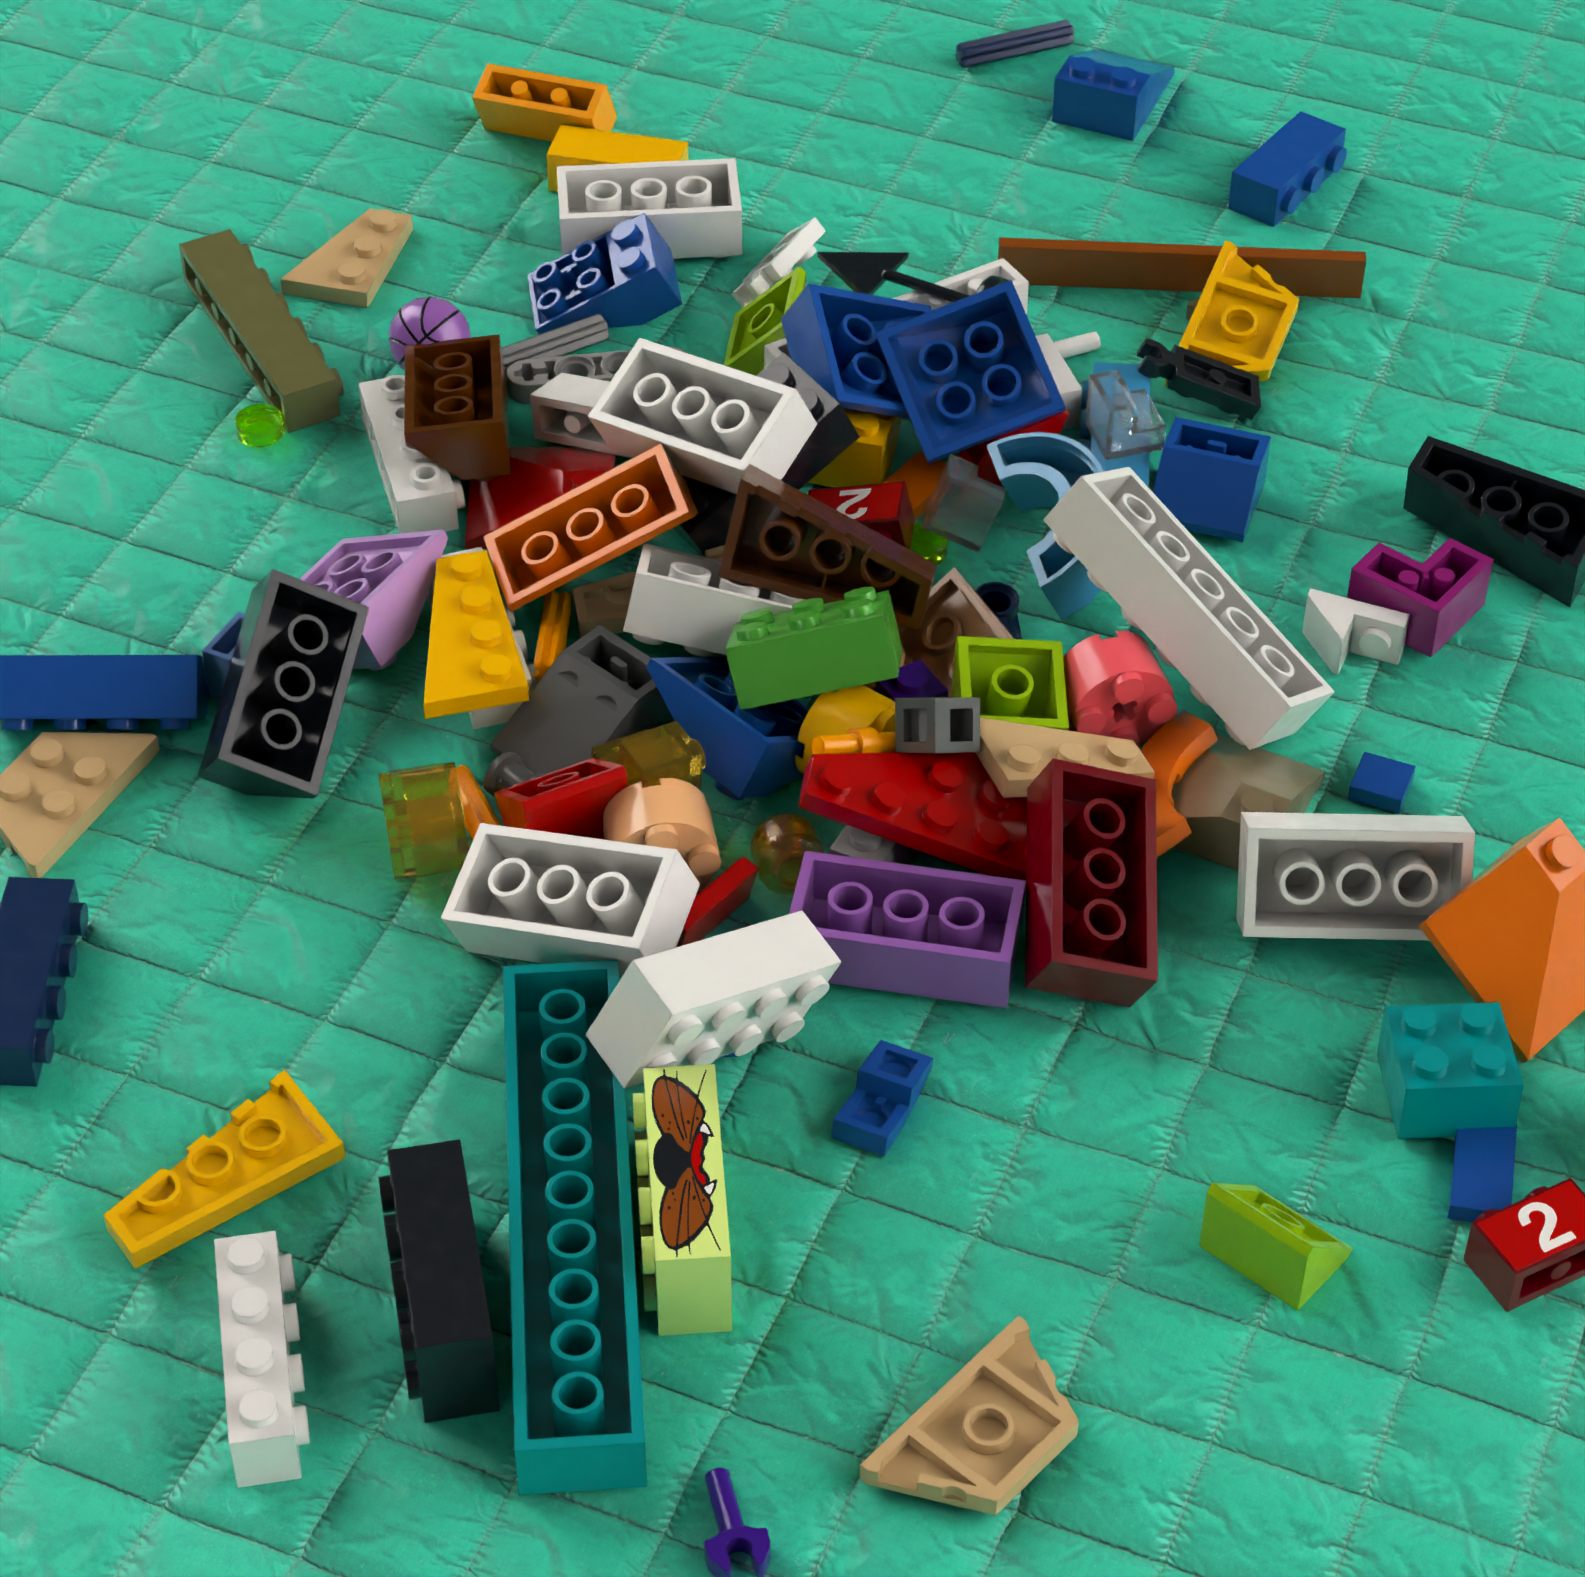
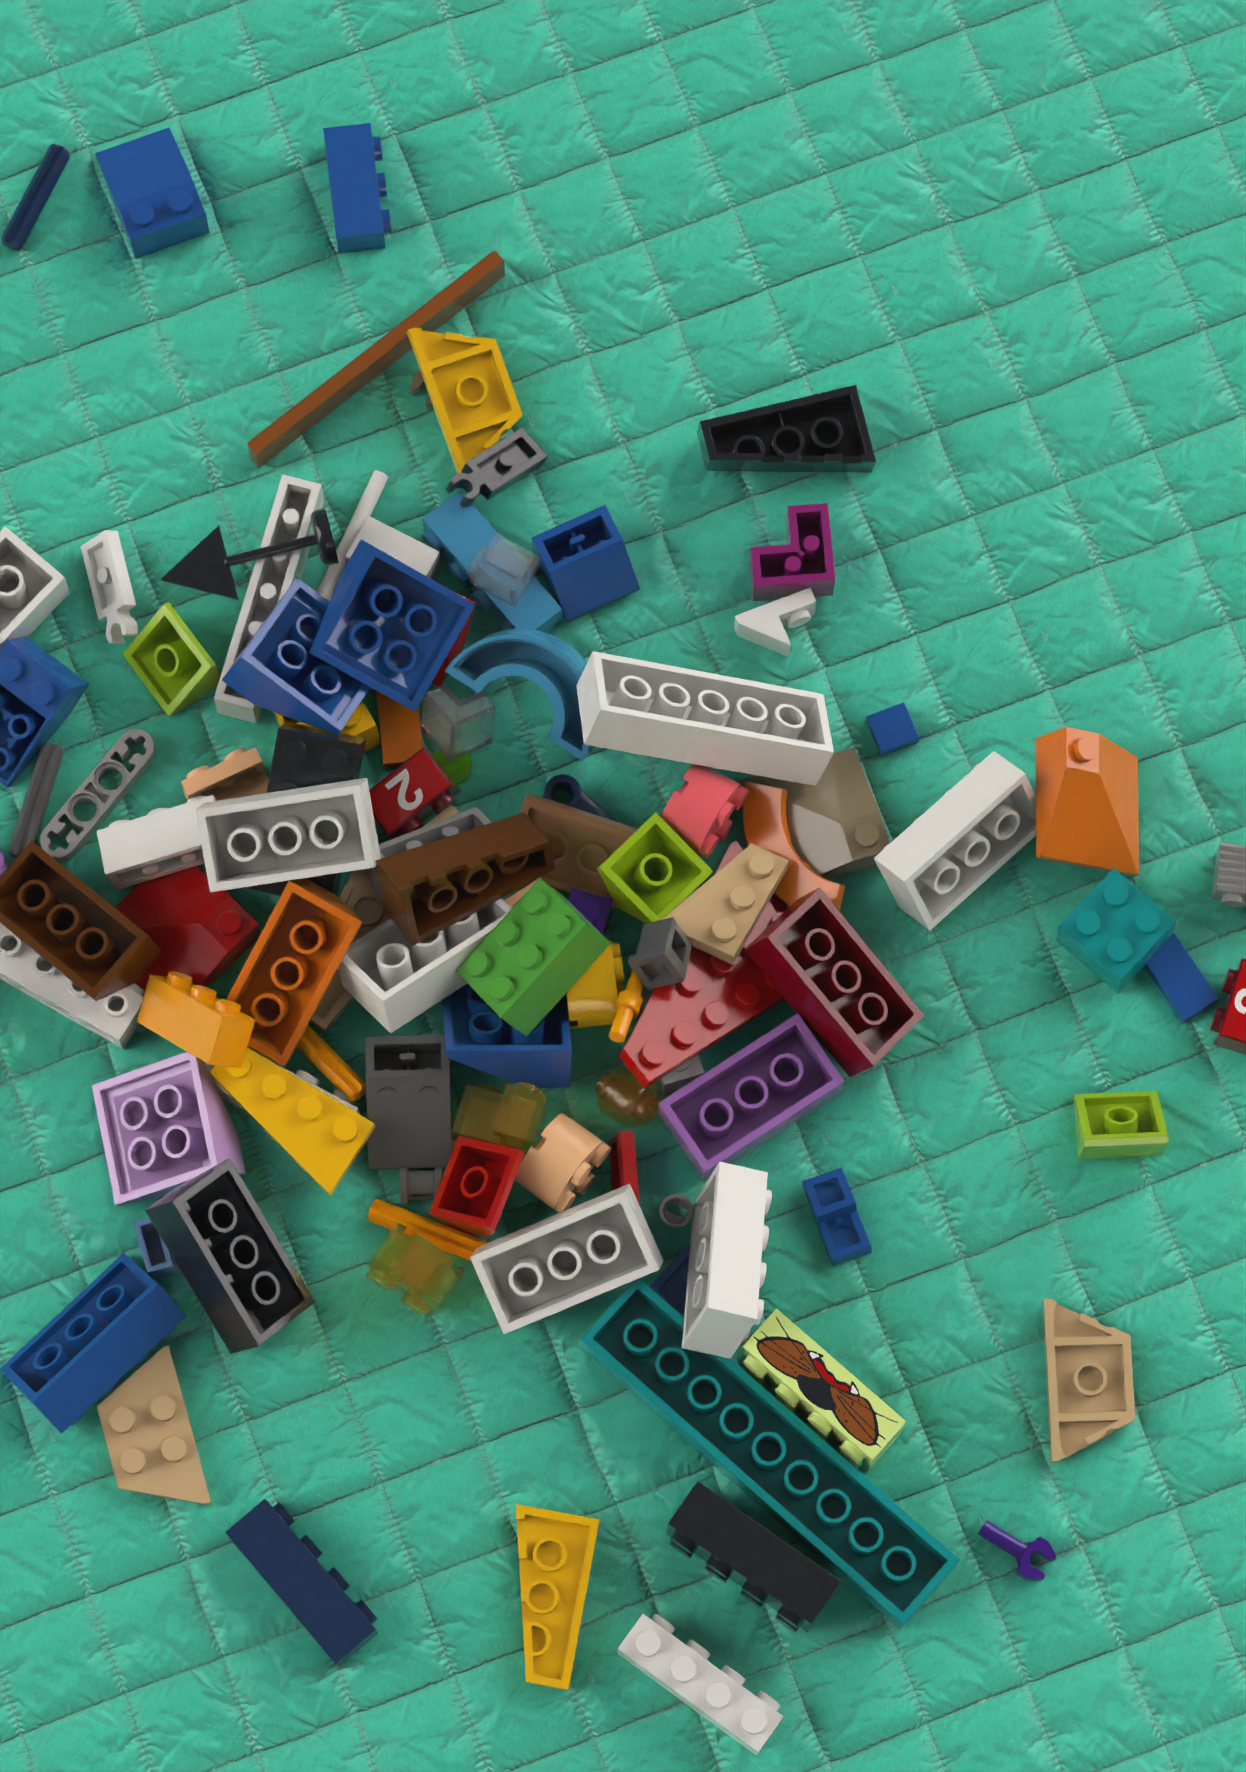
camera: 45 degrees left, 30 degrees up
(472, 511) = (196, 1019): none -> light orange brick

